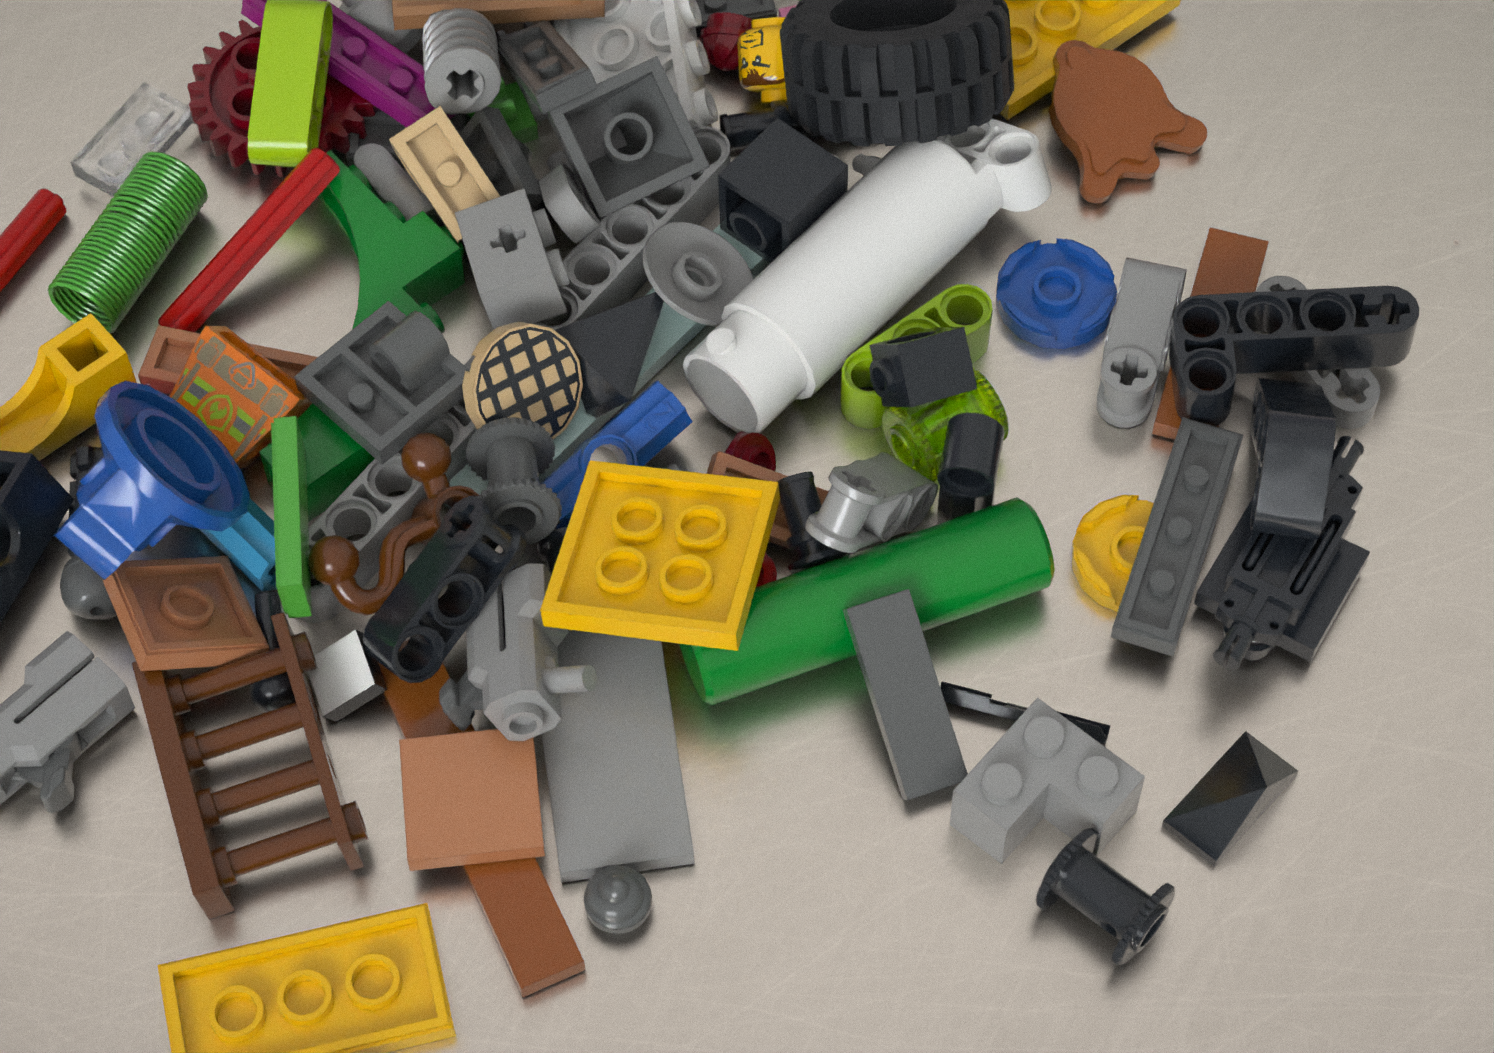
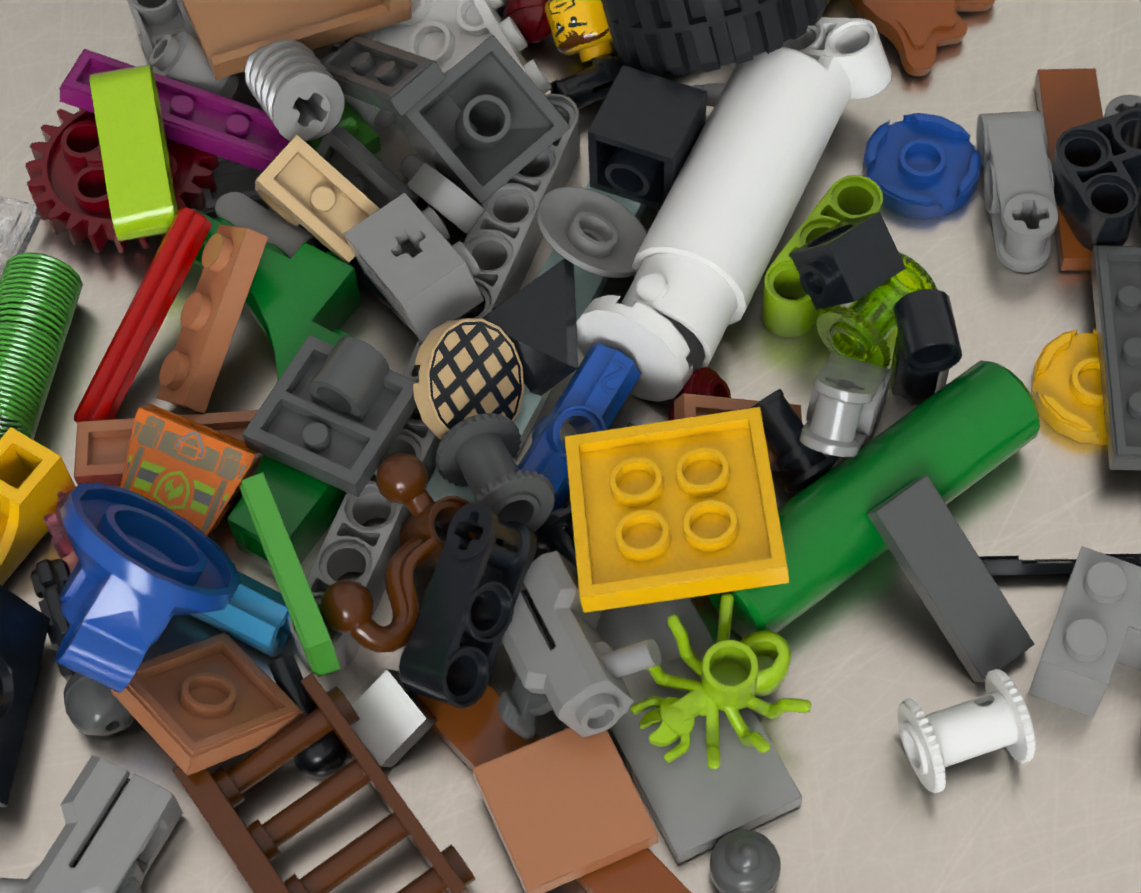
camera: 15 degrees left, 0 degrees up
(309, 259) = (211, 317): none -> nougat plate
(660, 728) = (729, 682): none -> lime animal
(701, 391) = (643, 337): none -> white tile
(865, 837) = (966, 730): none -> white hose

